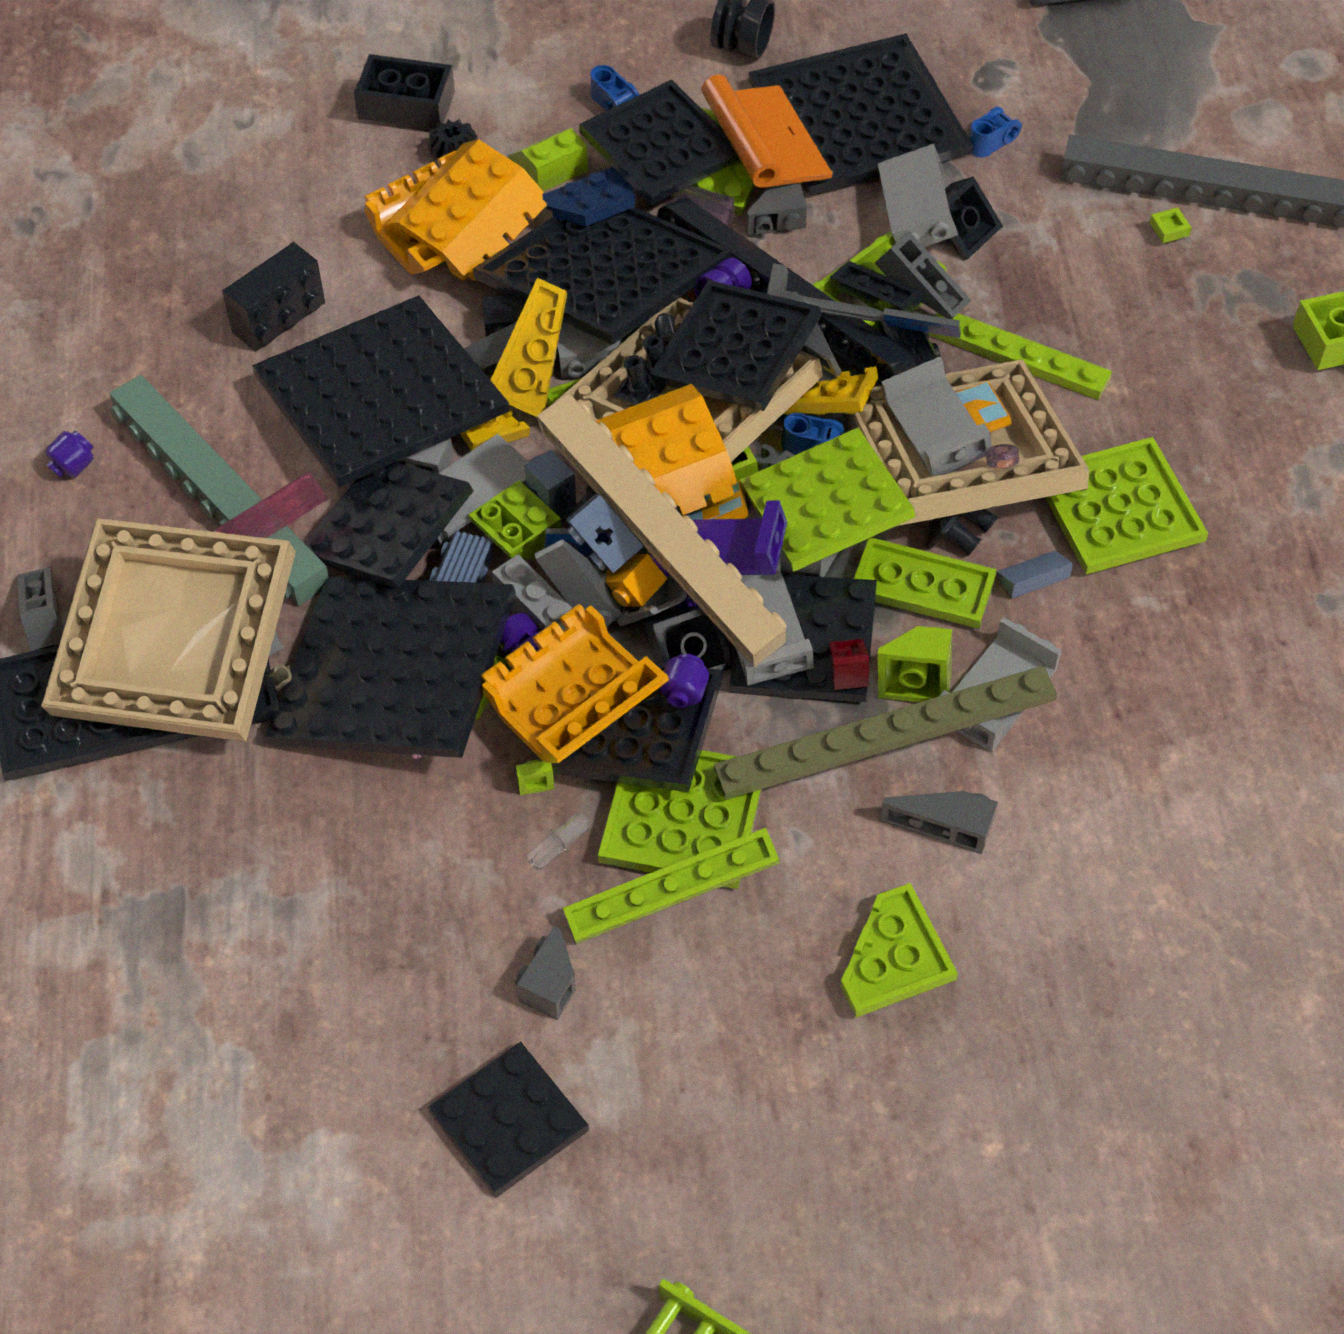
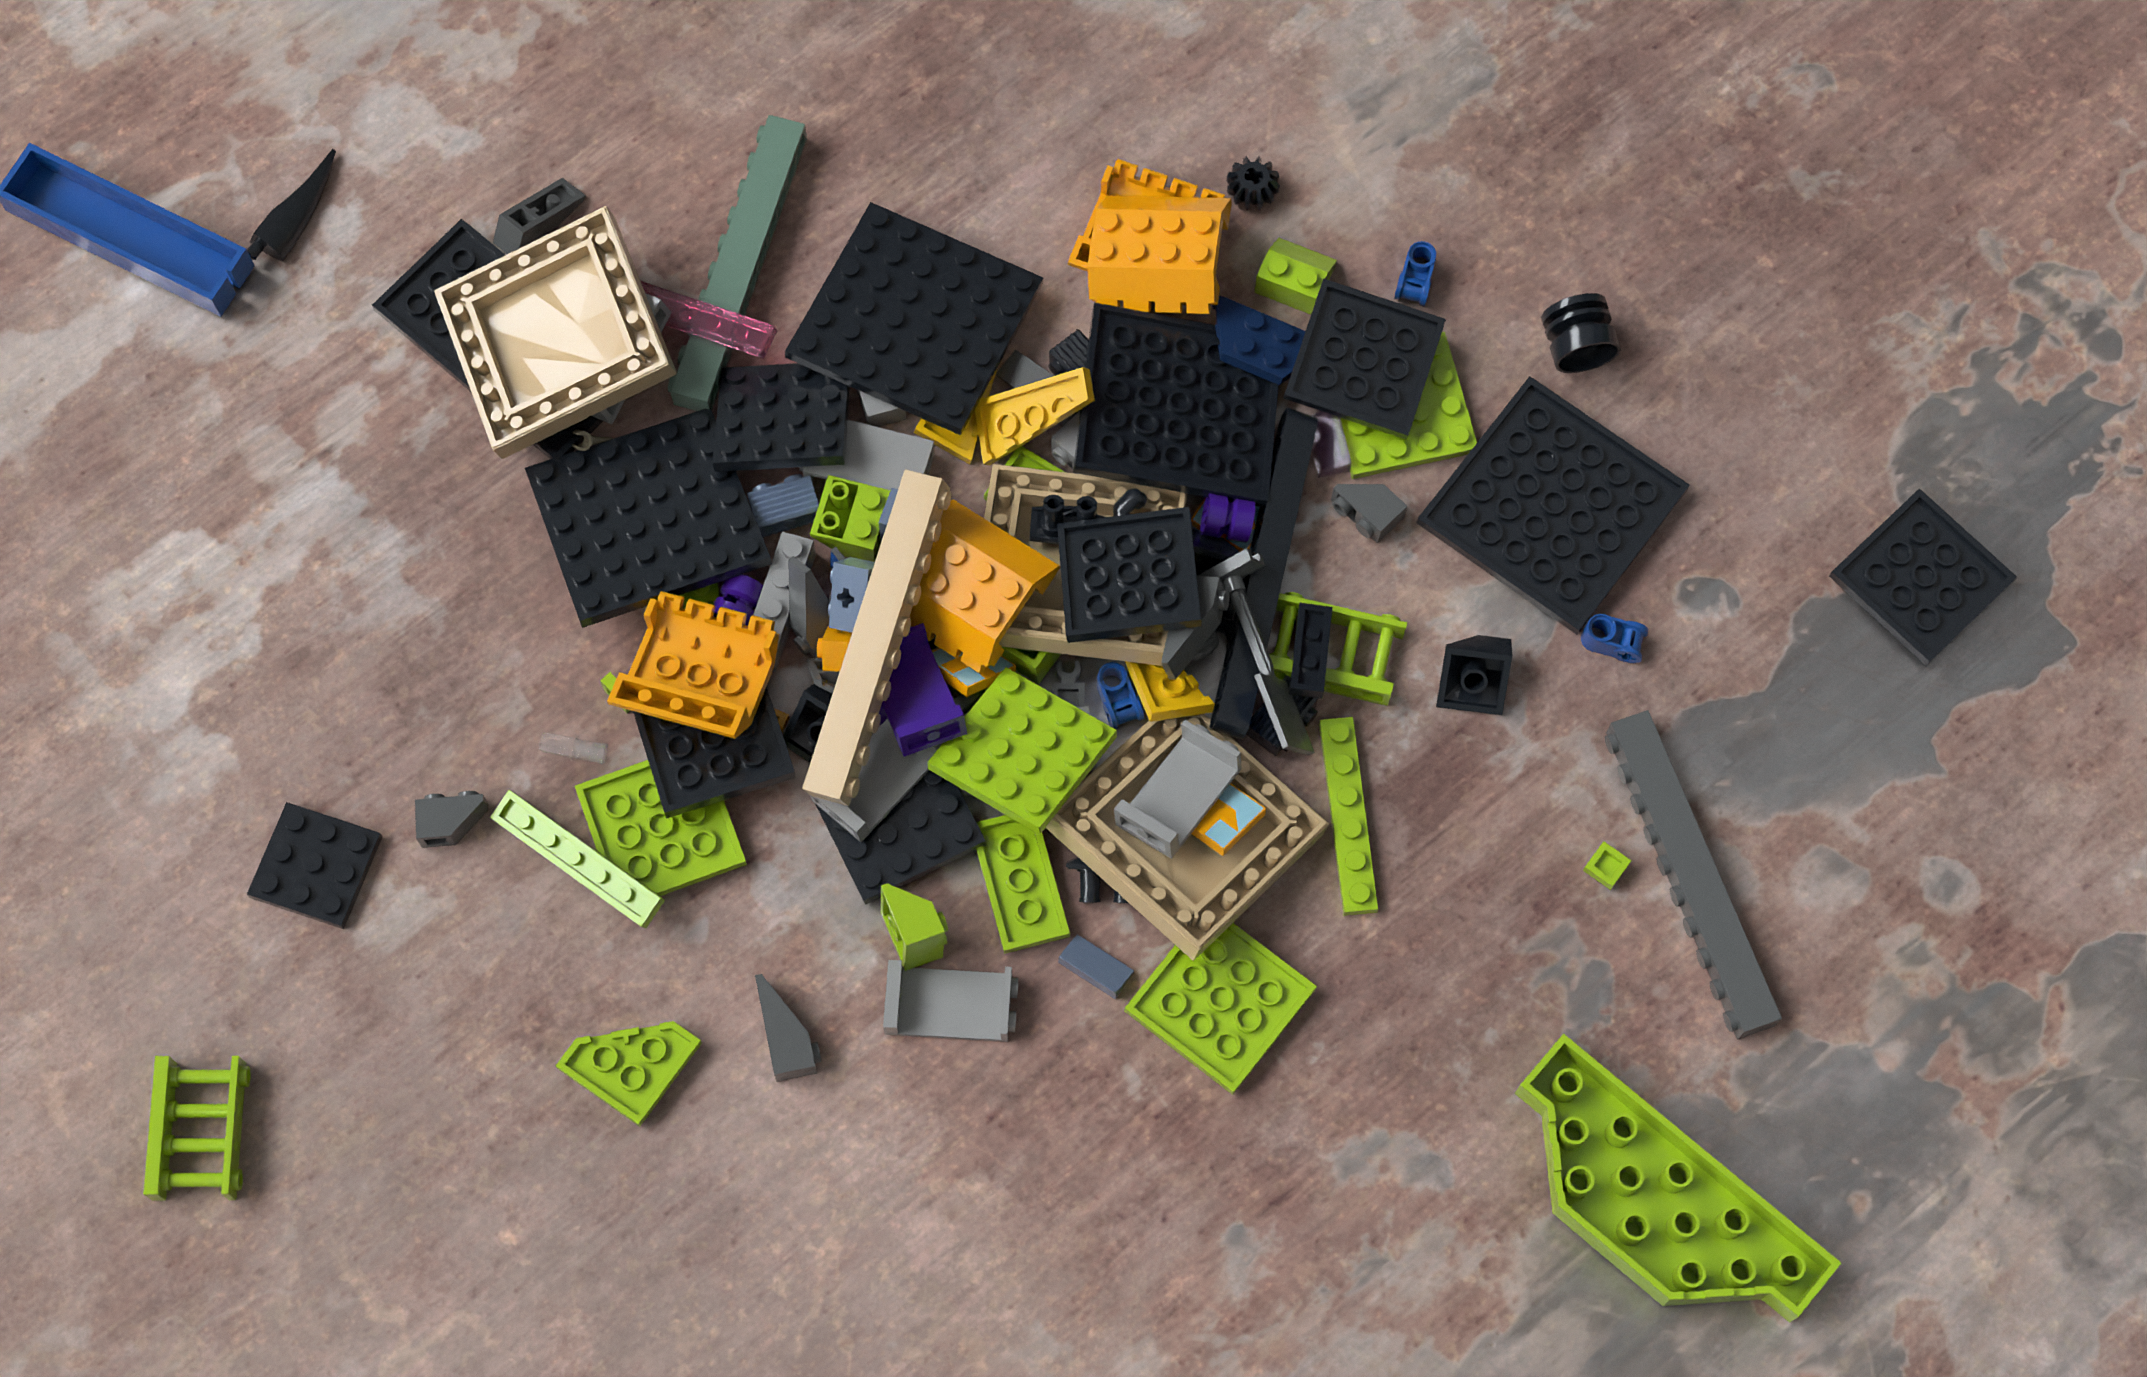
camera: 55 degrees right, 15 degrees up
(69, 454) = (696, 129): dark purple head -> none
(274, 296) = (959, 166): black brick -> none
(404, 91) = (1279, 103): black brick -> none
(686, 680) = (753, 750): dark purple head -> none
(765, 133) = (1427, 447): orange door -> none
(849, 664) = (875, 865): dark red slope -> none
(884, 732) = (828, 939): olive plate -> none
(914, 266) = (1348, 685): dark grey slope -> none
(917, 196) = (1458, 617): light grey panel -> none
(1002, 456) = (1164, 869): tile -> none

